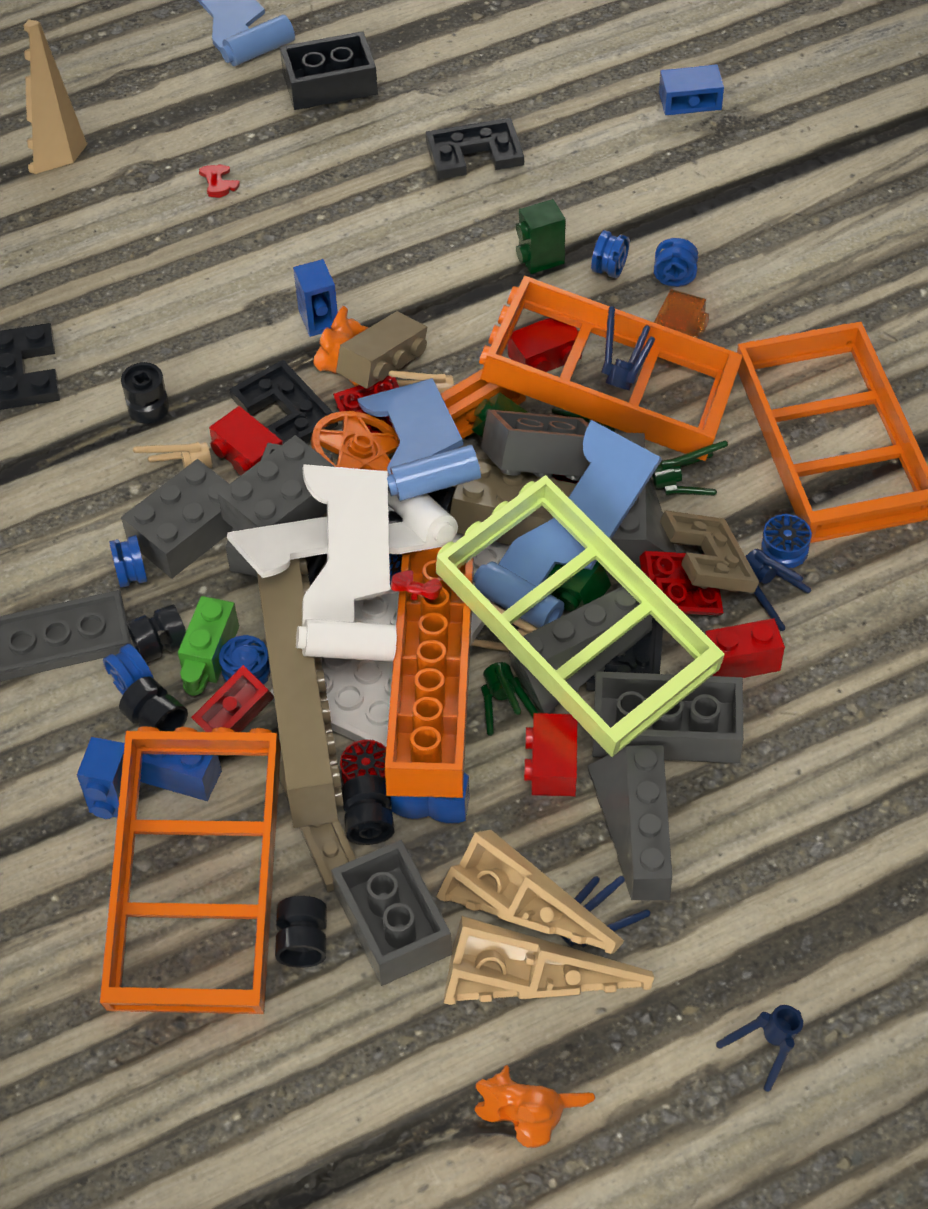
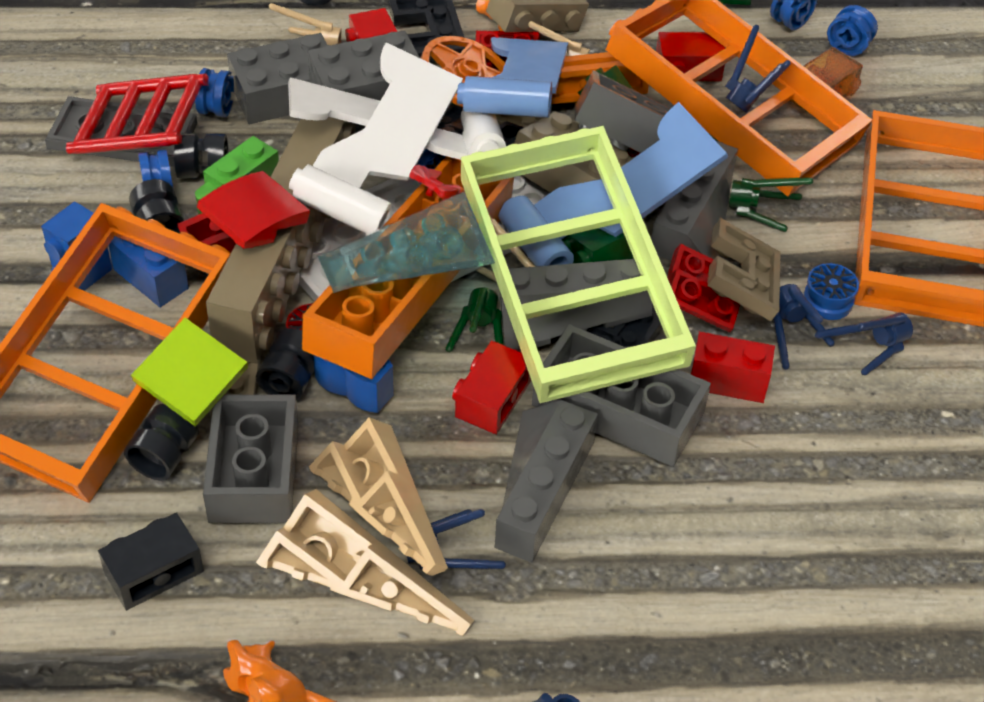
camera: 20 degrees right, 5 degrees down
(97, 642) = (143, 137): none -> red bar
(278, 683) = (253, 209): none -> red slope
(302, 859) = (189, 371): none -> lime tile
(357, 1042) = (151, 560): none -> black brick
(441, 663) = (421, 244): none -> clear light blue wedge
(850, 561) = (886, 331): none -> dark blue plant

